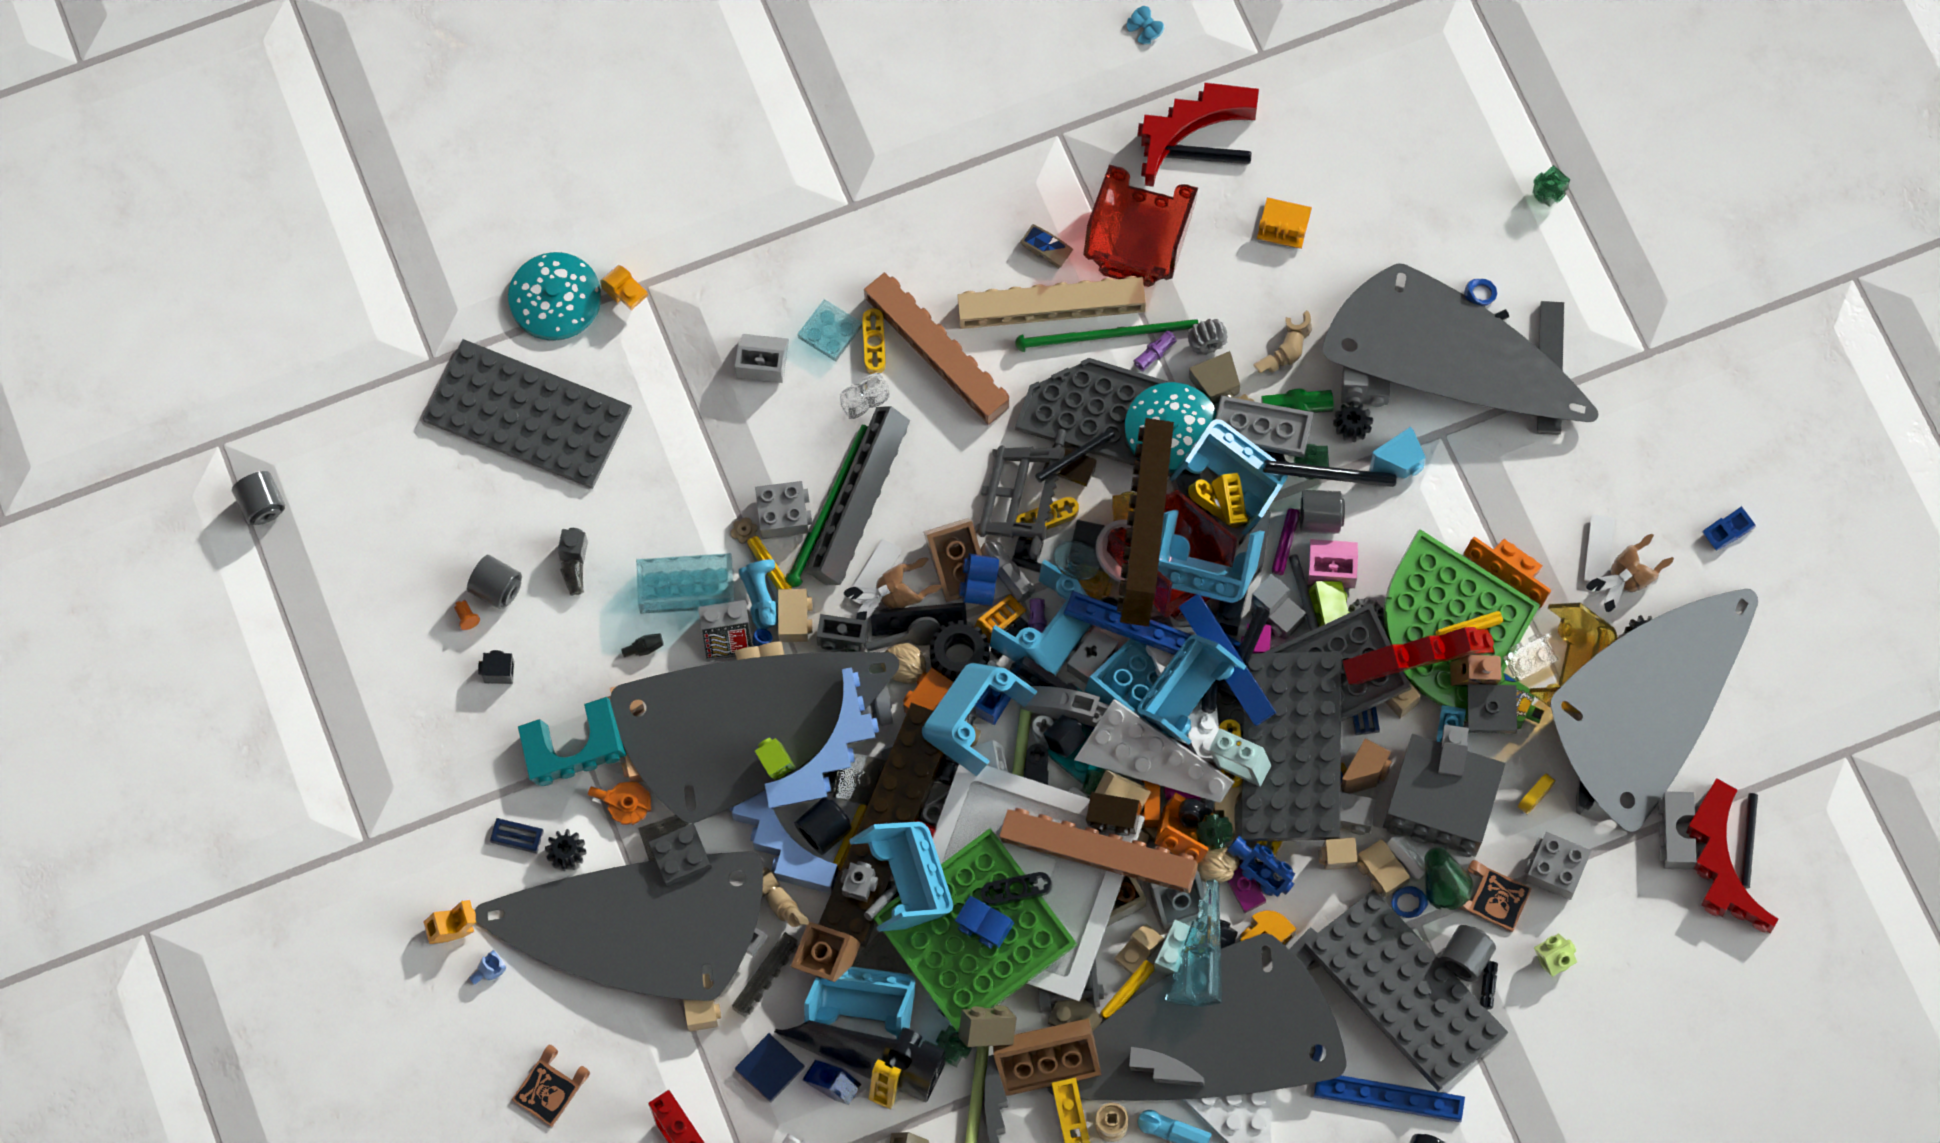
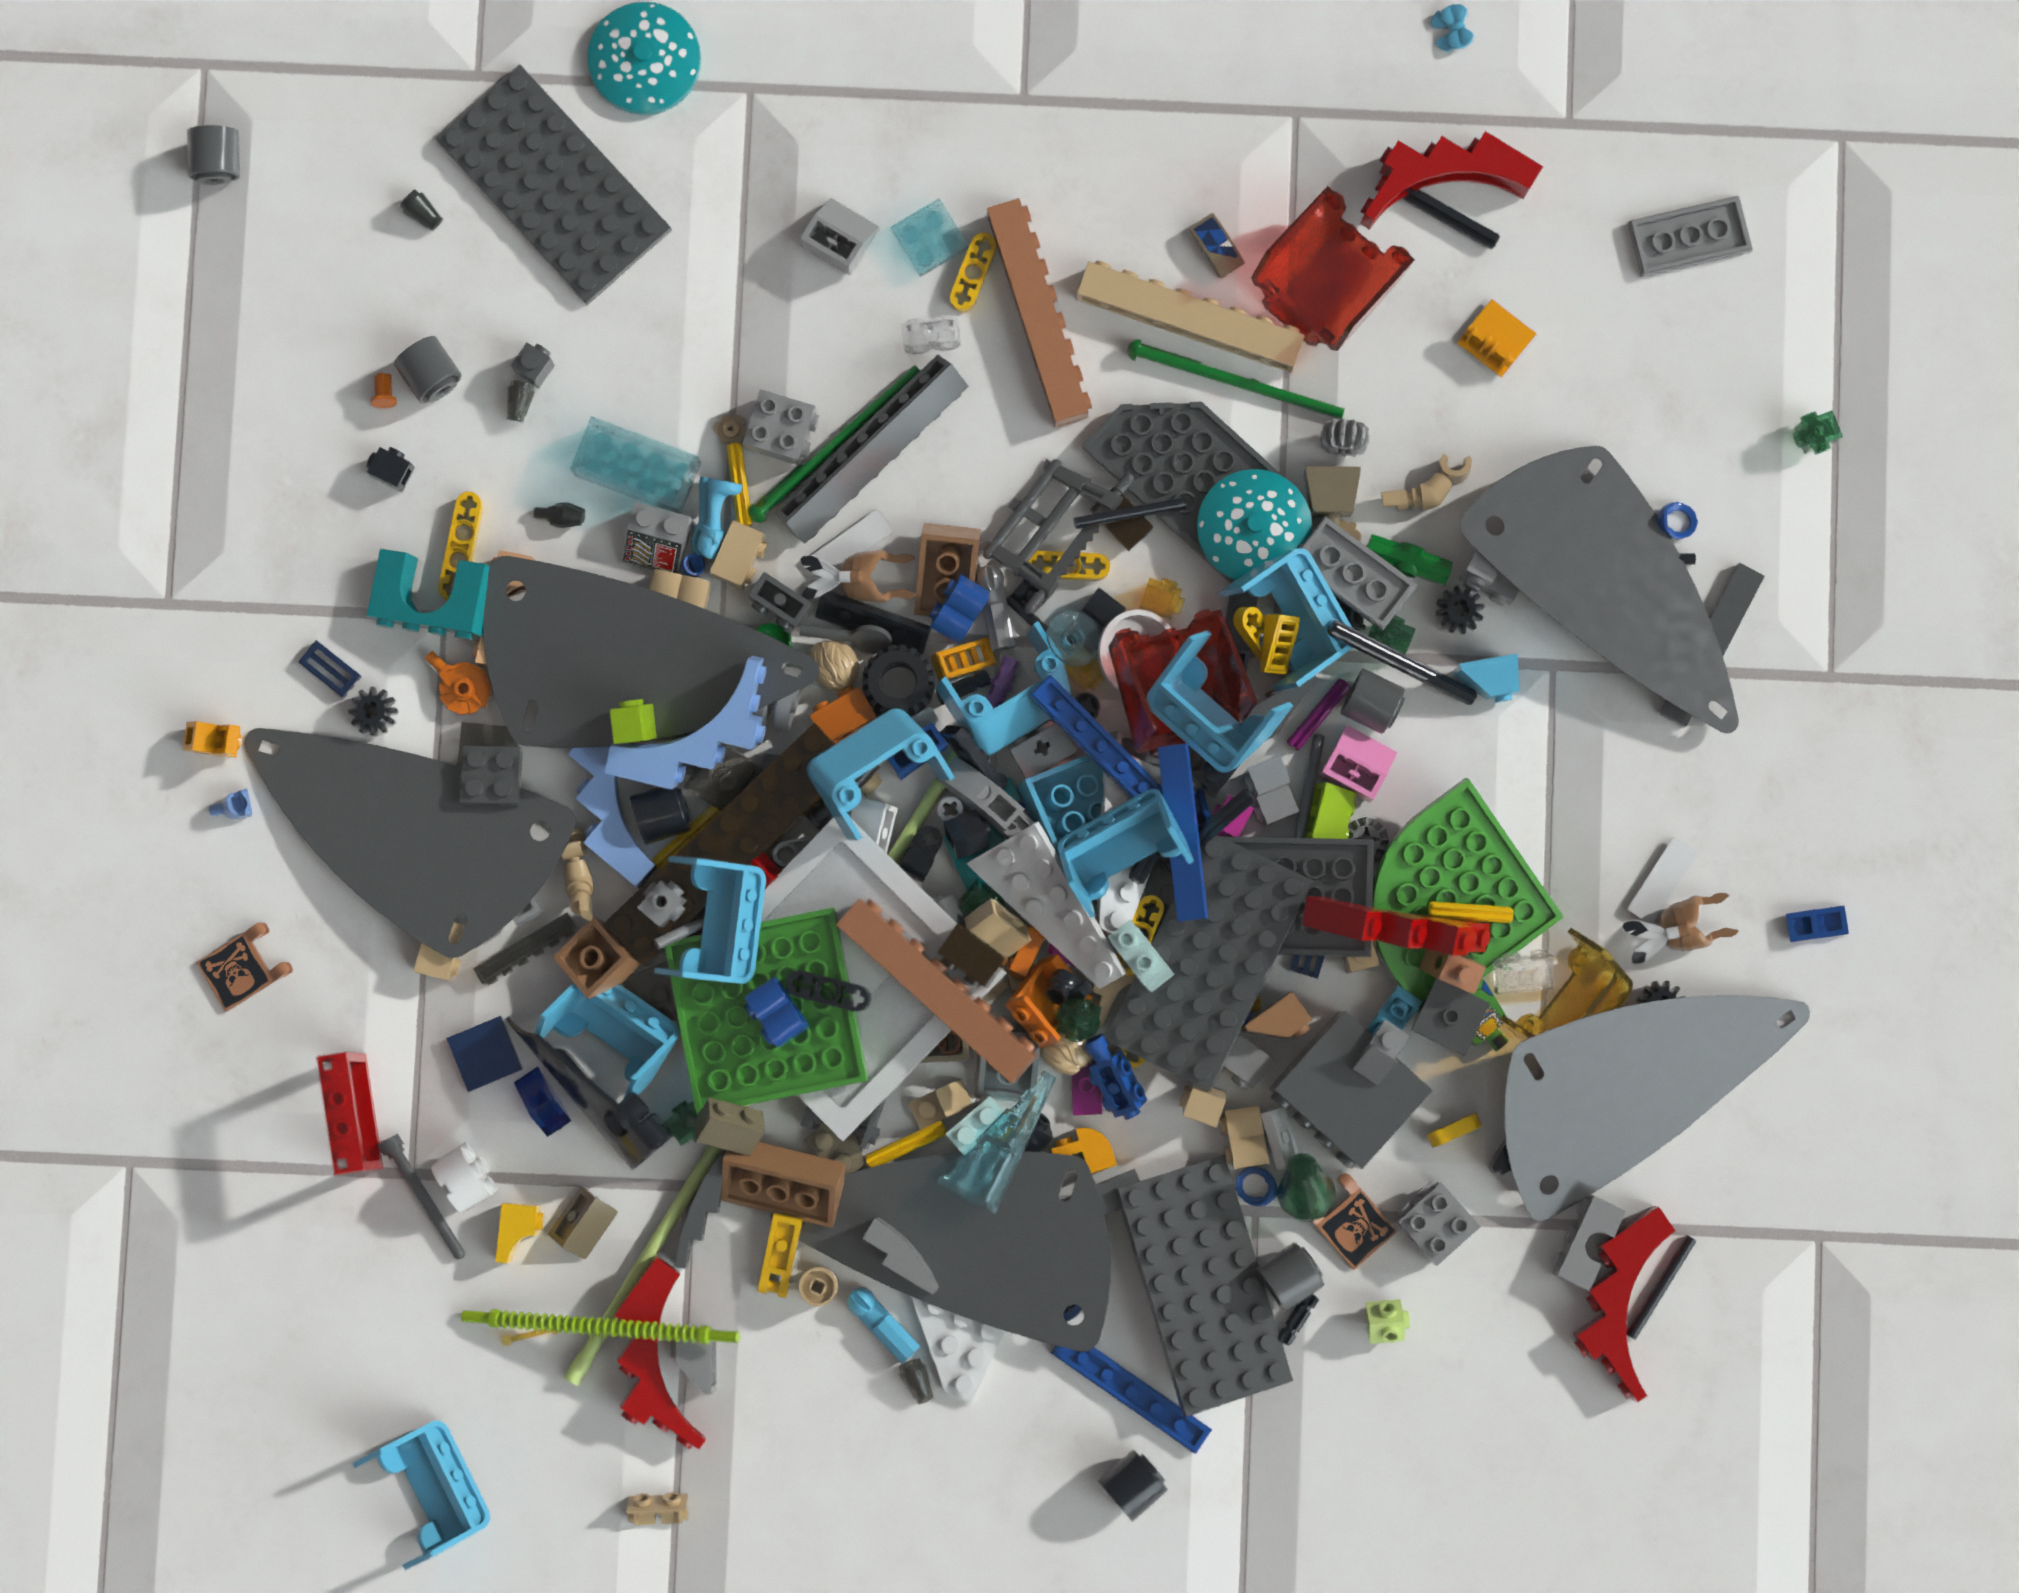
camera: 20 degrees right, 15 degrees up
(435, 473) = (421, 210): none -> pearl dark grey cone
(574, 702) = (457, 546): none -> yellow beam
(623, 287) = (722, 85): light orange brick -> none
(884, 1084) = (591, 1136): yellow plate -> none
(1145, 522) = (1159, 643): dark brown brick -> none
(1154, 351) = (1279, 425): medium lavender pin -> none
(1389, 94) = (1690, 236): none -> light grey tile
(1510, 566) = (1553, 858): orange bracket -> none

